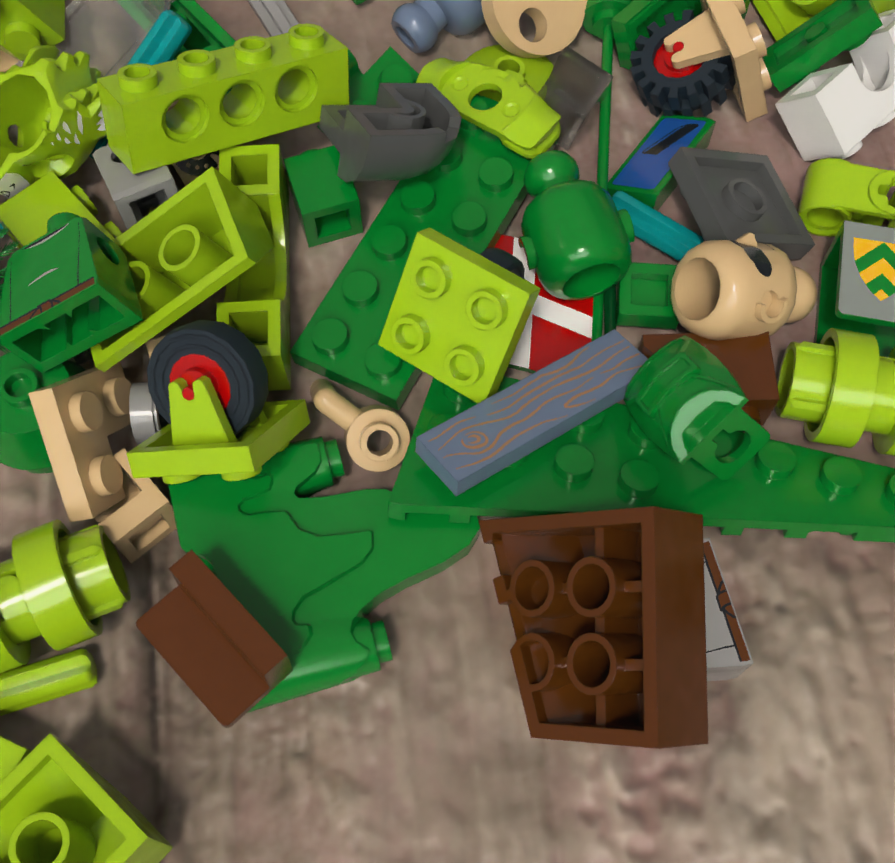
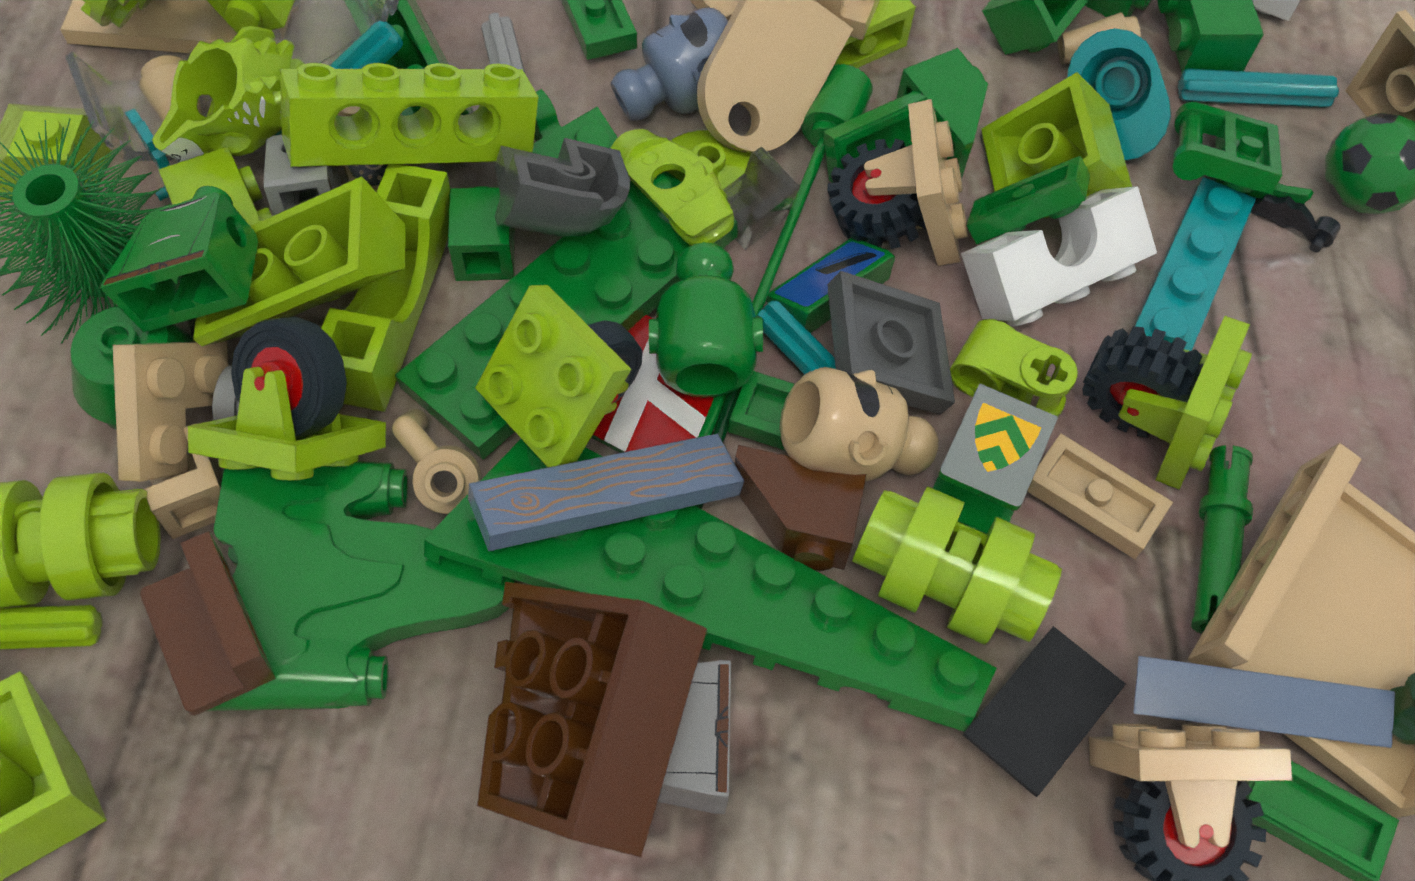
camera: 10 degrees right, 5 degrees down
(686, 400) = (755, 514): green piece -> none

